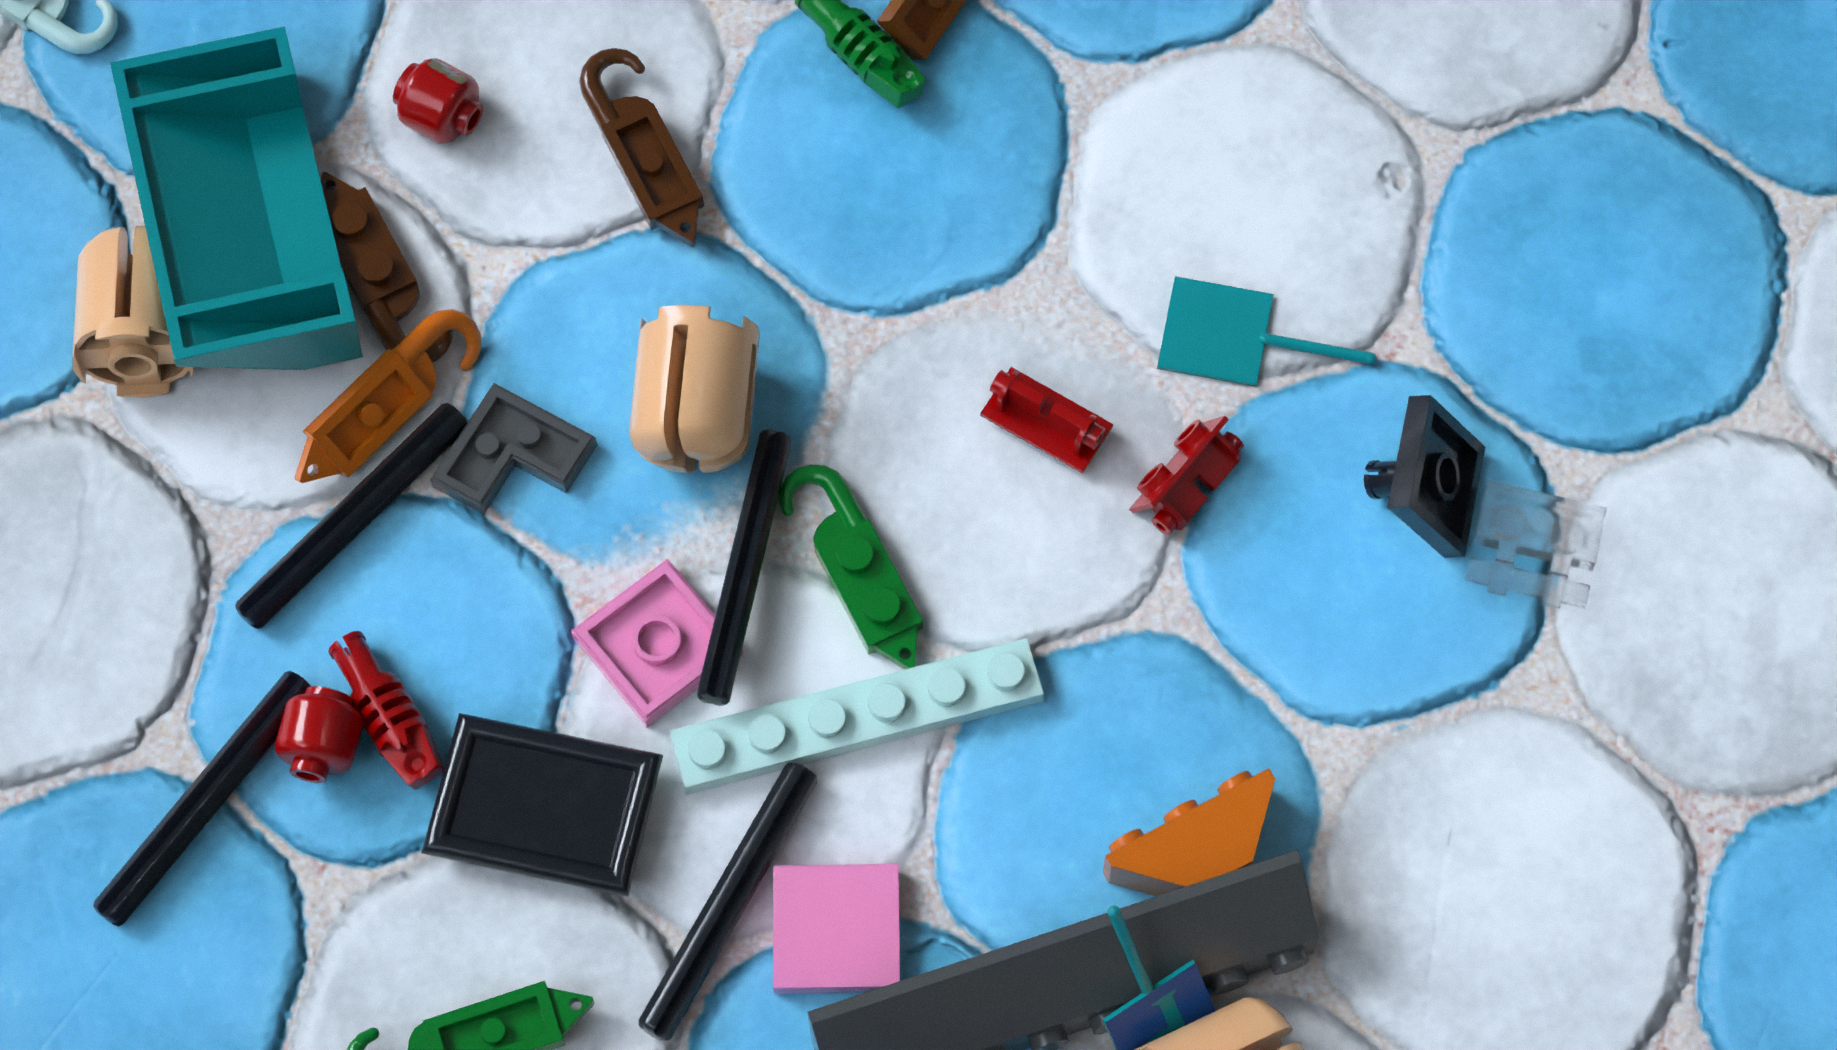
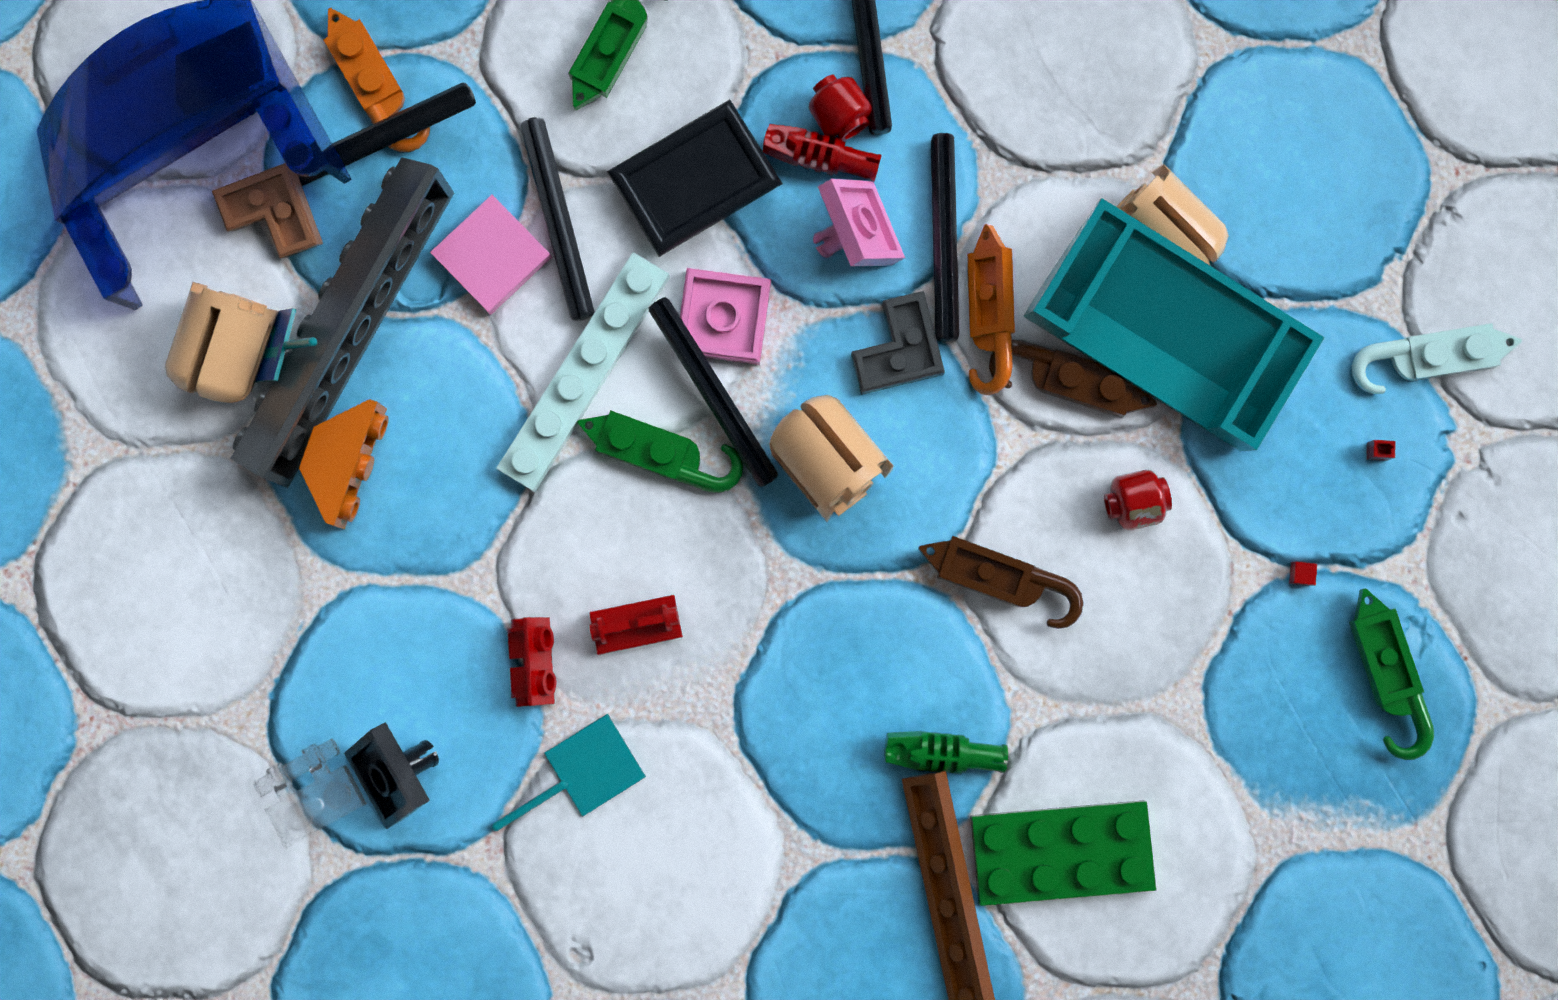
camera: 135 degrees right, 15 degrees up
(429, 589) = (858, 224): none -> bright pink tile

